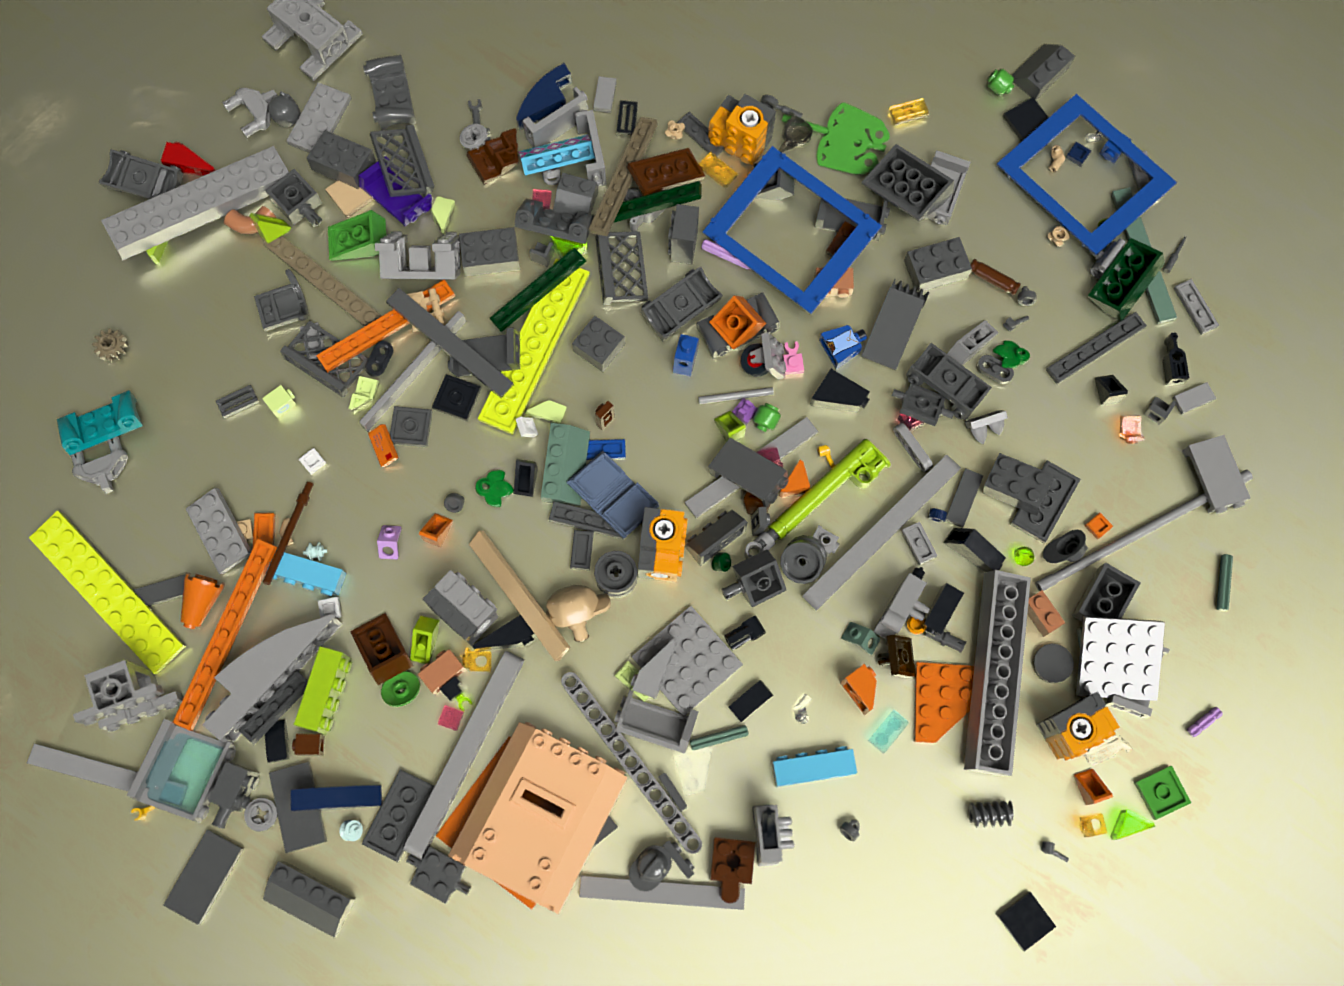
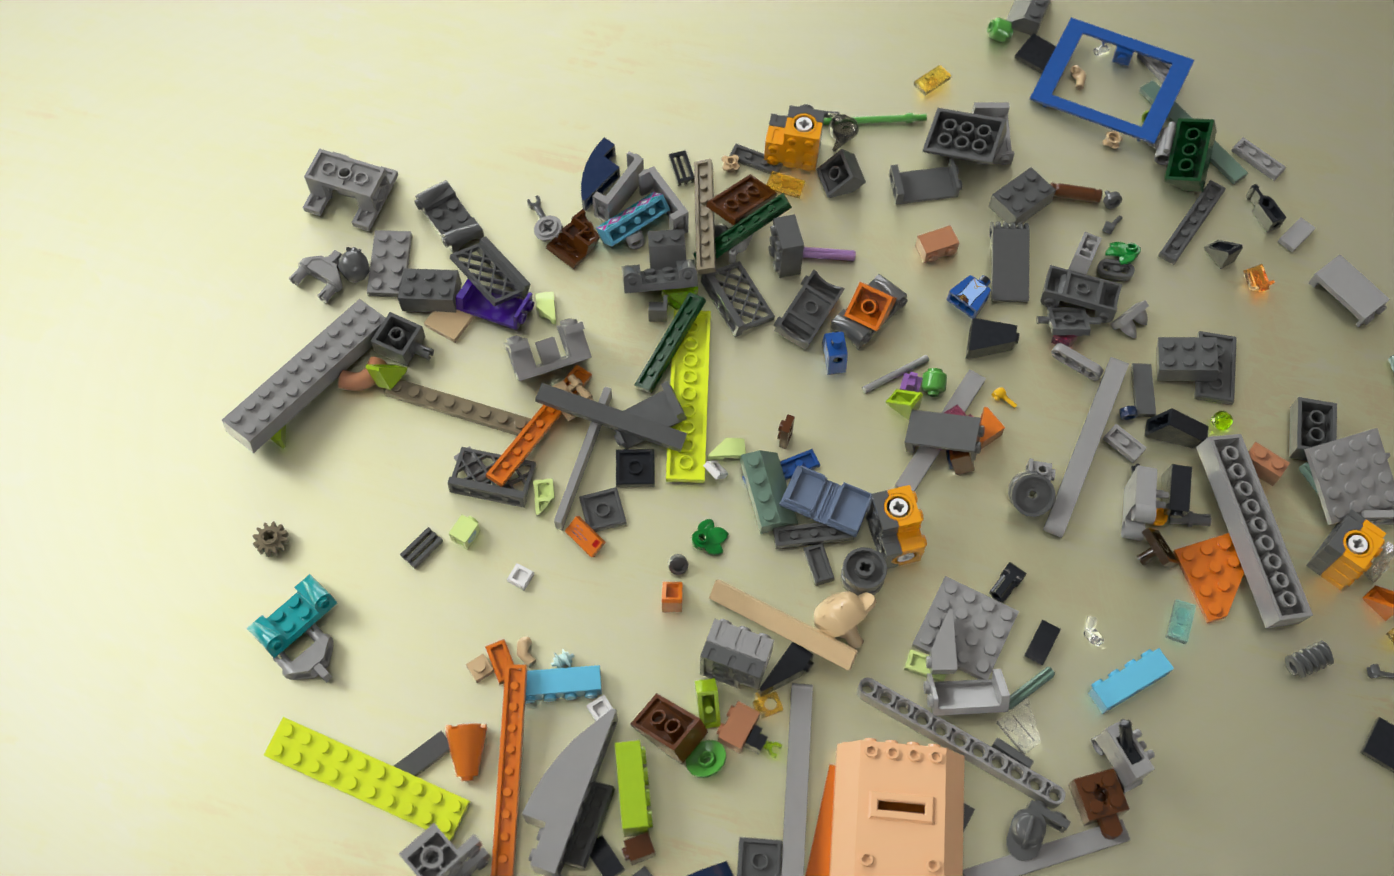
camera: 20 degrees left, 10 degrees down
(139, 175) = (235, 371): dark grey piece -> none
(185, 159) = (273, 342): red slope -> none
(219, 531) = (457, 676): light grey plate -> none
(282, 305) = (428, 441): dark grey piece -> none
(302, 500) = (528, 617): reddish brown bar -> none
(356, 236) = (475, 355): bright green slope -> none
(379, 359) = (544, 459): black plate -> none
(388, 538) = (630, 619): lavender bracket -> none
(450, 718) = (766, 769): clear pink tile -> none
(489, 251) = (610, 324): dark grey brick -> none
(525, 477) = (735, 515): black slope -> none
(543, 196) = (635, 259): clear pink tile -> none
(598, 343) = (749, 371): dark grey brick -> none
(604, 94) = (651, 153): light grey tile -> none
(716, 536) = (941, 502): dark grey slope -> none
(721, 562) = (954, 525): dark green tile -> none
(756, 579) = (997, 526): dark grey brick -> none
(759, 521) = (974, 474): dark grey plate -> none
(764, 358) = (904, 332): light grey plate -> none
(793, 361) = (932, 325): bright pink plate -> none
(837, 265) = (936, 227): blue door -> none
(842, 136) = (884, 120): bright green piece -> none
(844, 232) = (927, 207): reddish brown plate -> none
(849, 831) = (1191, 725): dark grey tile -> none
(859, 461) = (1036, 391): lime piece -> none
(860, 636) = (1113, 545): sand green bracket -> none
(861, 687) = (1140, 590): orange slope -> none
(1052, 579) = (1256, 432): light grey piece -> none
(1053, 663) = (1294, 505): dark grey tile -> none
(1067, 547) = (1256, 398): dark grey piece -> none
(1078, 154) = (1095, 67): dark blue tile -> none
(1098, 526) = (1271, 371): orange tile -> none
(1159, 410) = (1273, 256): dark grey panel -> none
(1173, 258) = (1219, 124): dark grey piece -> none

